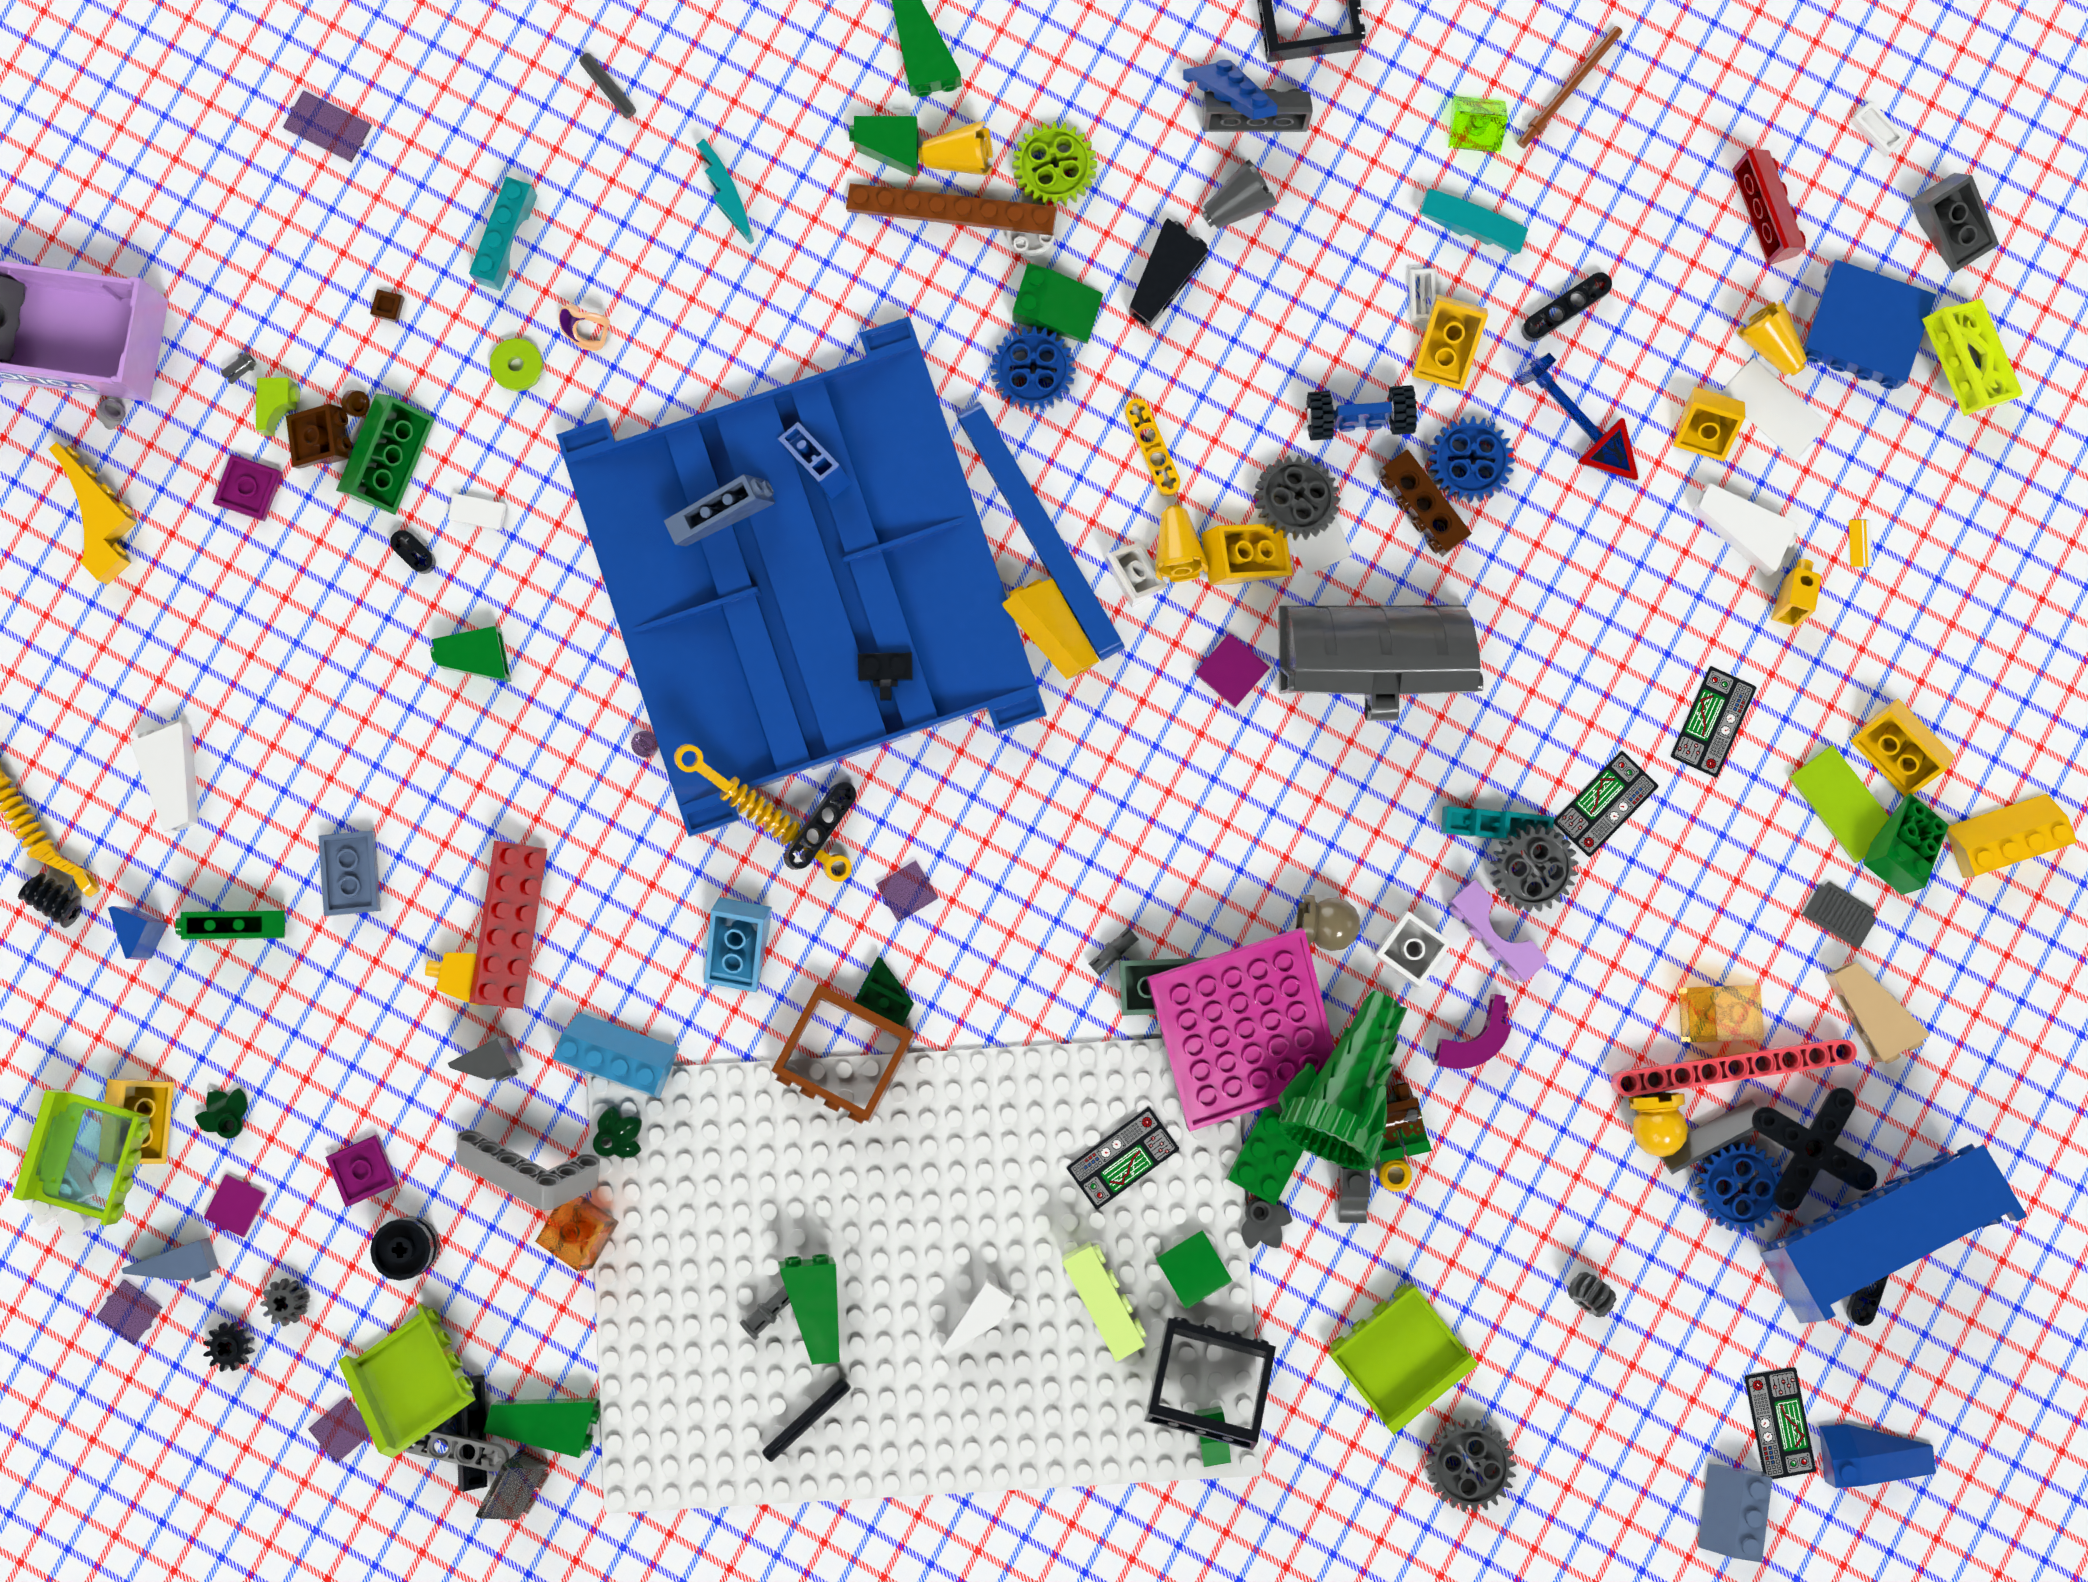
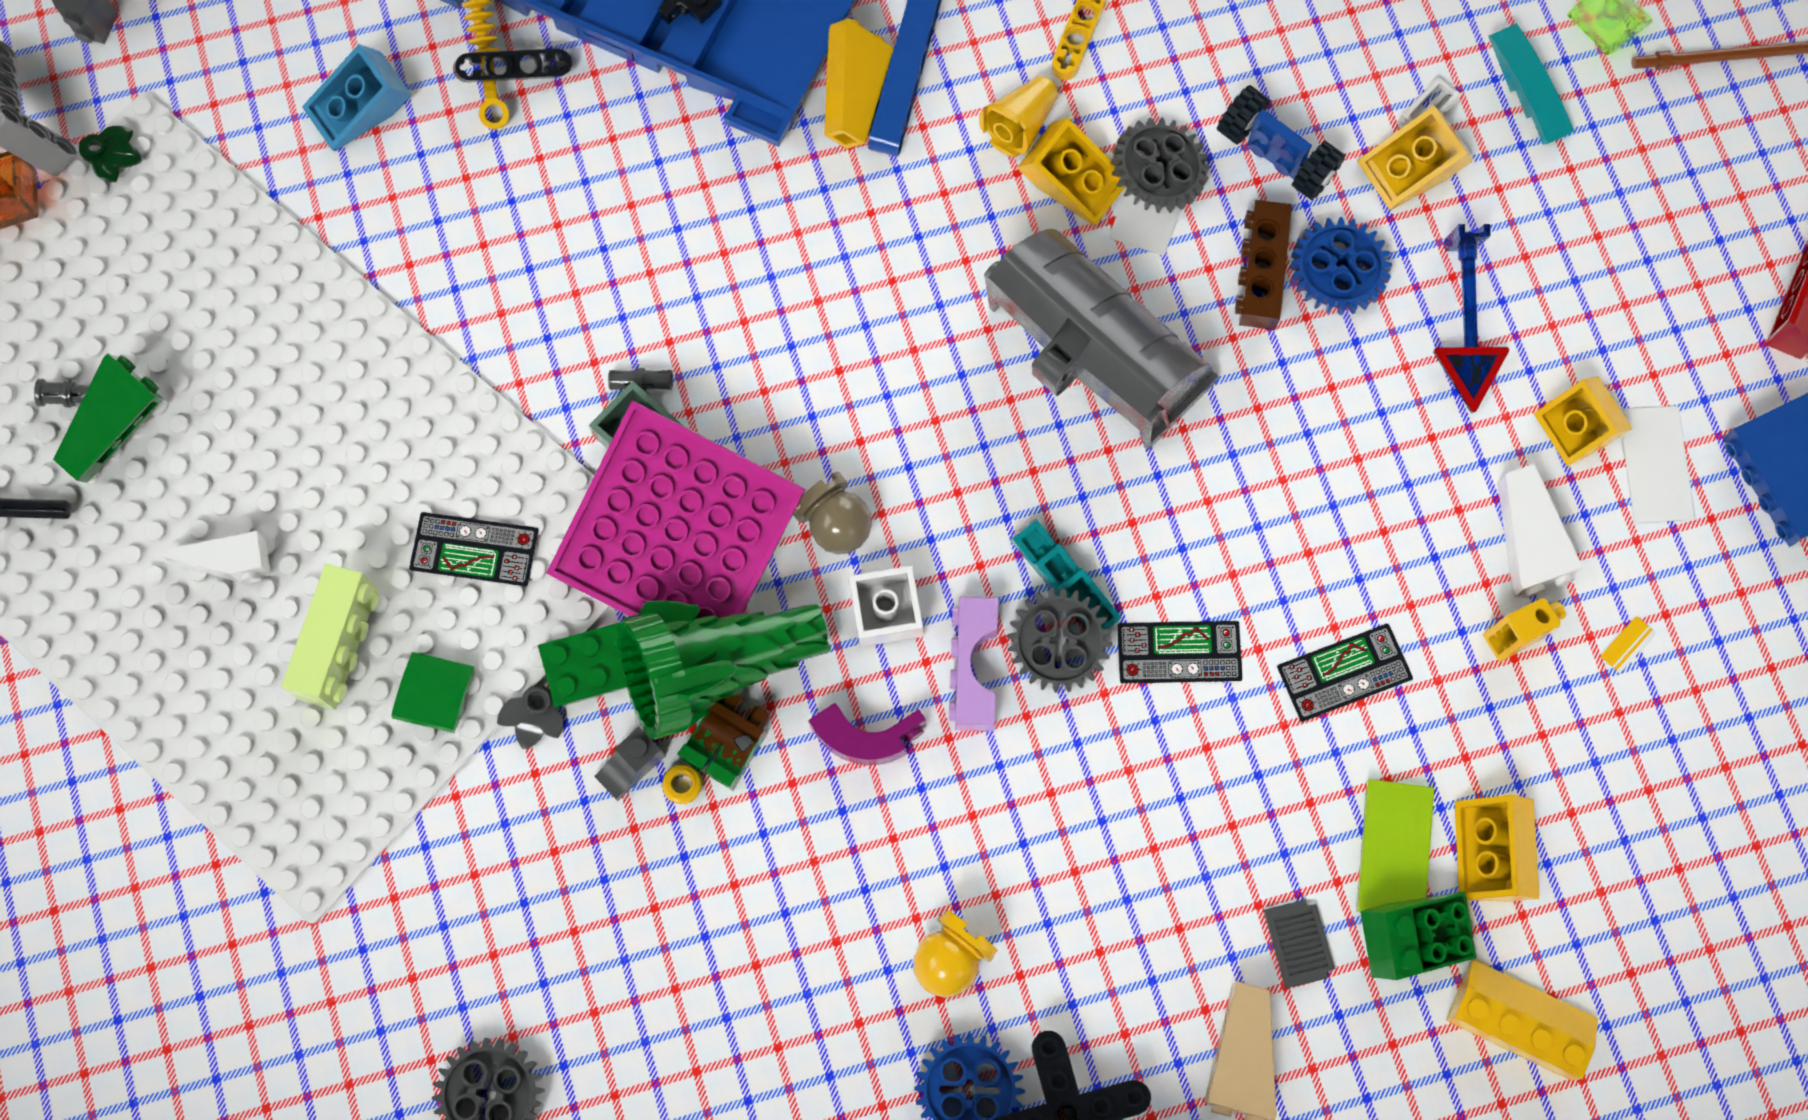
camera: 45 degrees right, 10 degrees down
(616, 1055) = (175, 92): dark azure slope -> none
(831, 1100) = (354, 300): dark orange window -> none
(884, 994) = (426, 242): dark green wing -> none
(907, 891) = (529, 184): clear purple piece -> none
(1134, 573) = (962, 103): white slope -> none
(1198, 1424) = (294, 813): black window -> none
(1213, 1451) = (300, 844): green slope -> none
(1232, 670) = (966, 251): magenta tile -> none
(1401, 1357) = (528, 940): lime panel -> none
(1565, 305) = (1547, 216): black beam -> none
(1592, 1294) = (742, 1048): dark grey gear -> none
(1712, 1137) = (984, 1019): dark grey tile -> none
(1721, 1013) = (1105, 923): clear yellow slope -> none
(1746, 1067) = (1084, 981): coral beam -> none
(1775, 338) = (1711, 400): yellow cone -> none

